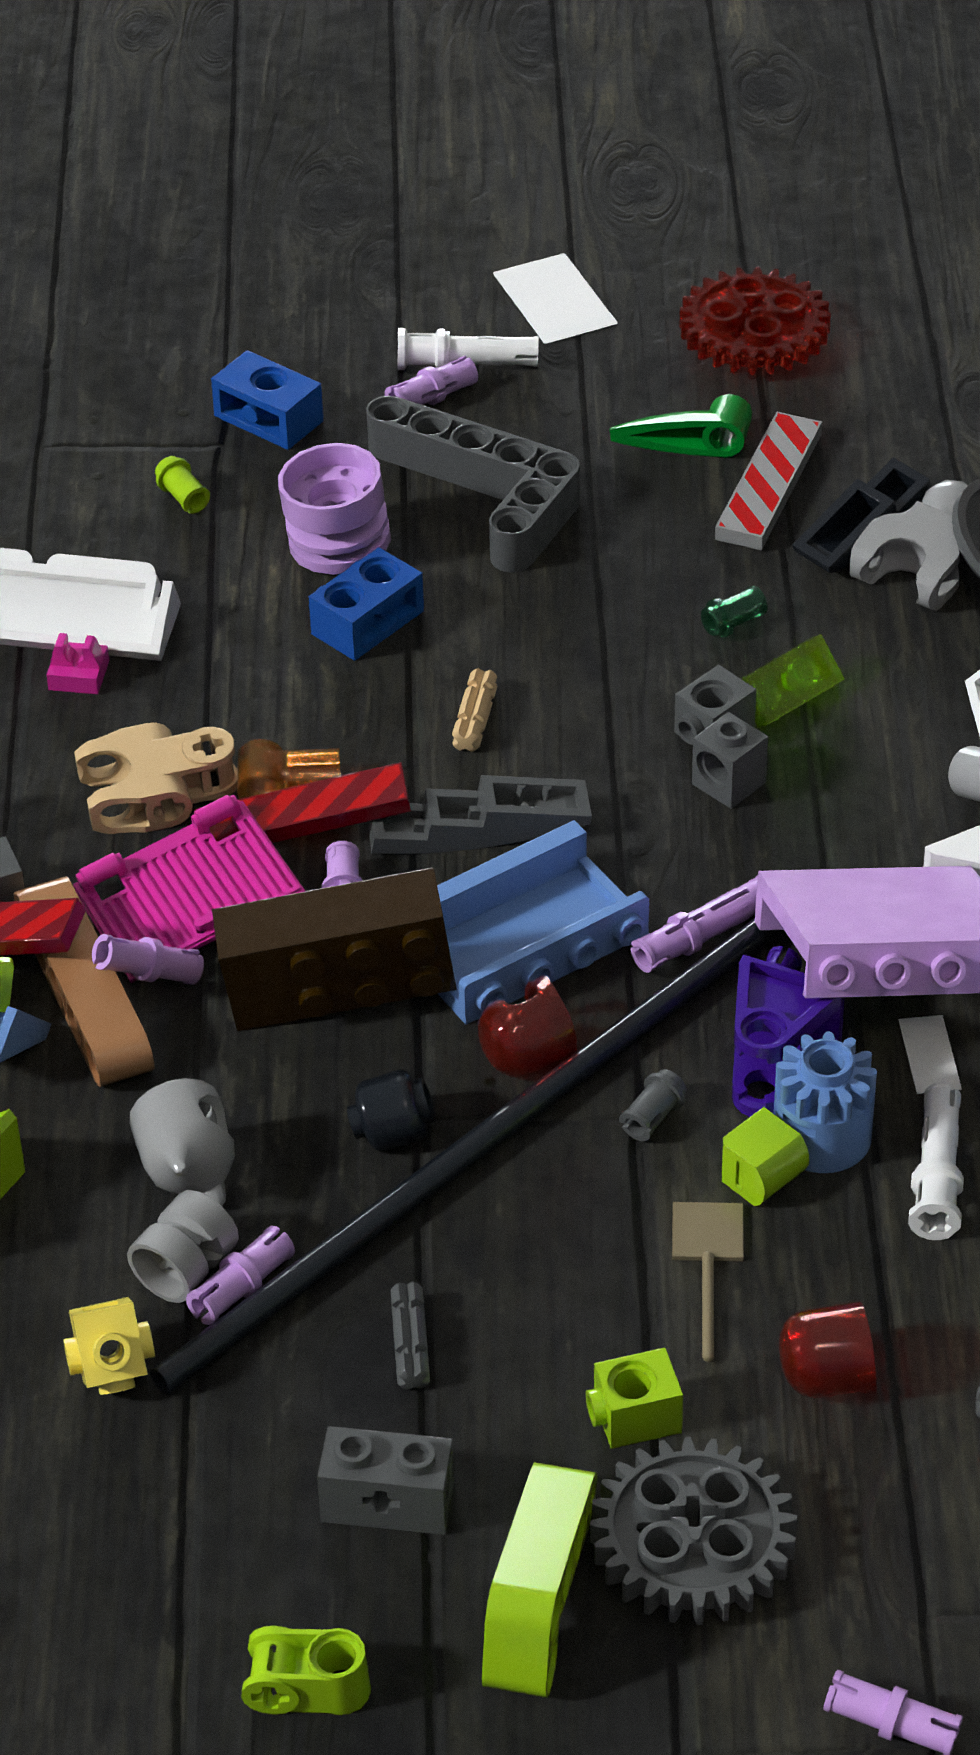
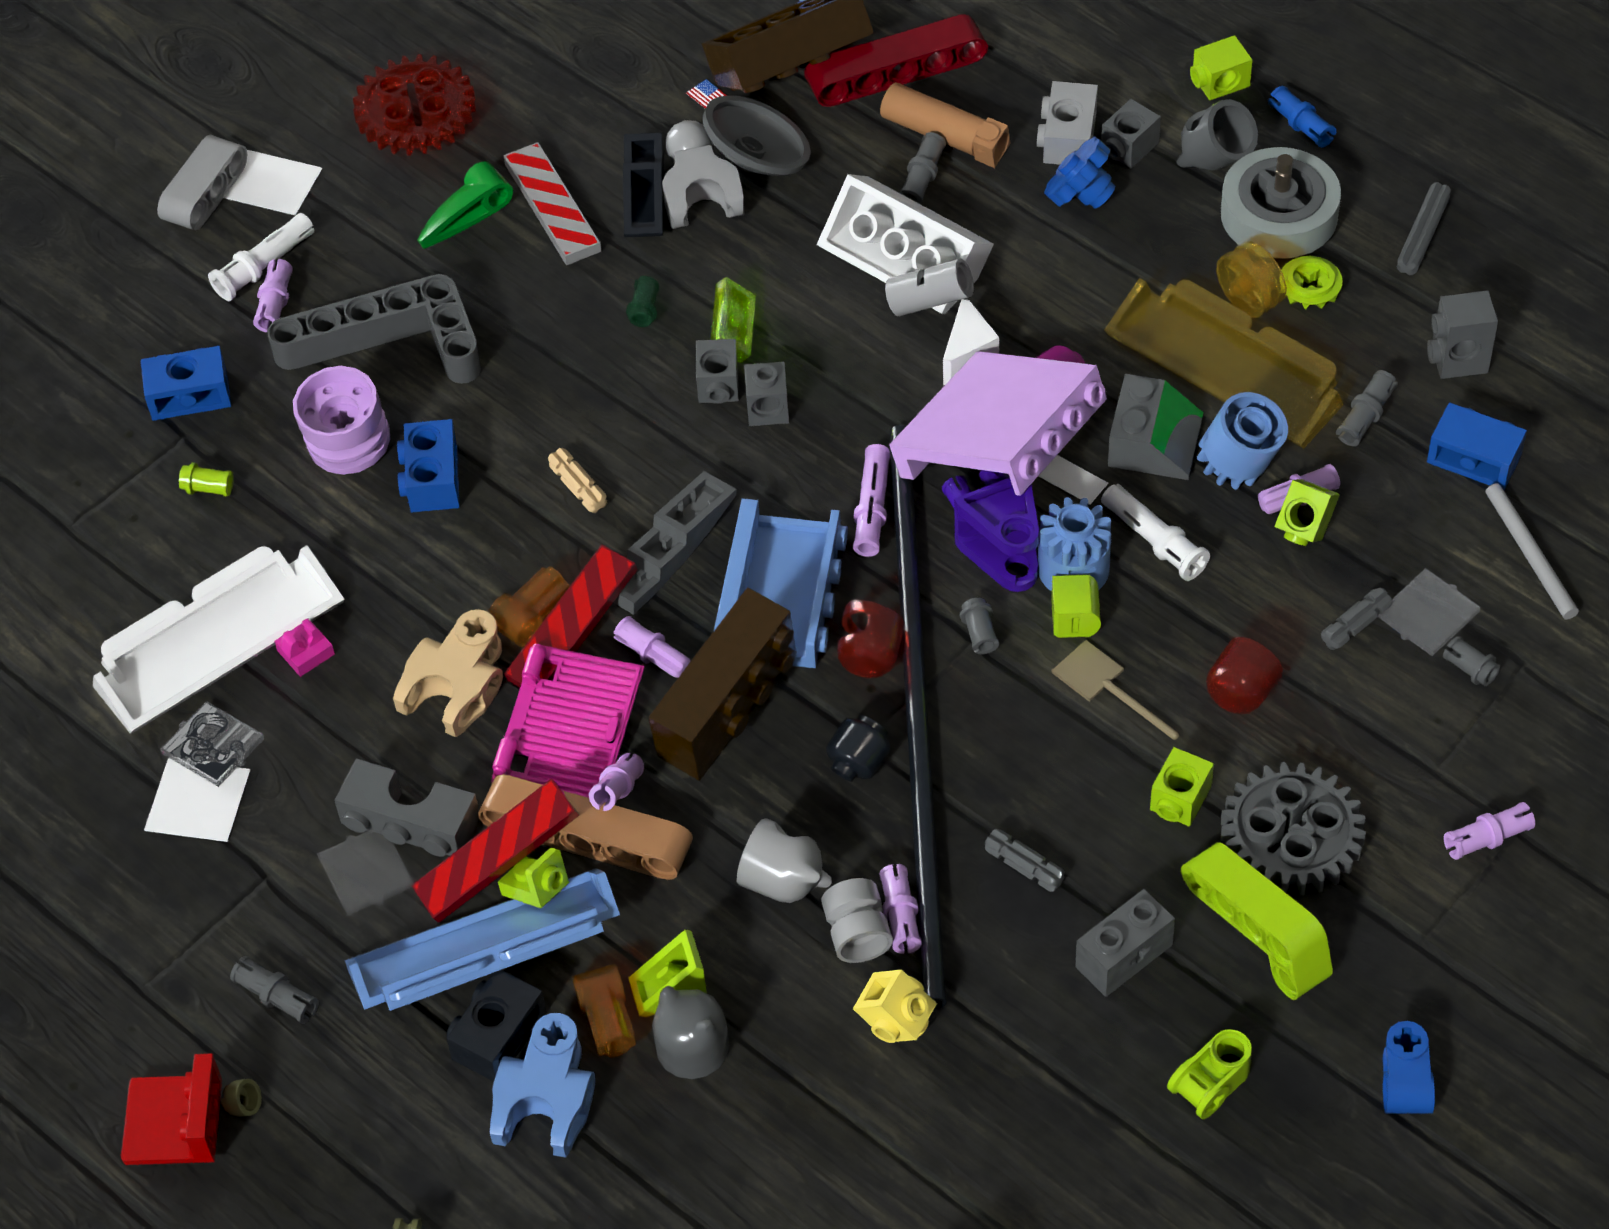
camera: 45 degrees left, 10 degrees up
(496, 262) = (202, 182): none -> light grey beam

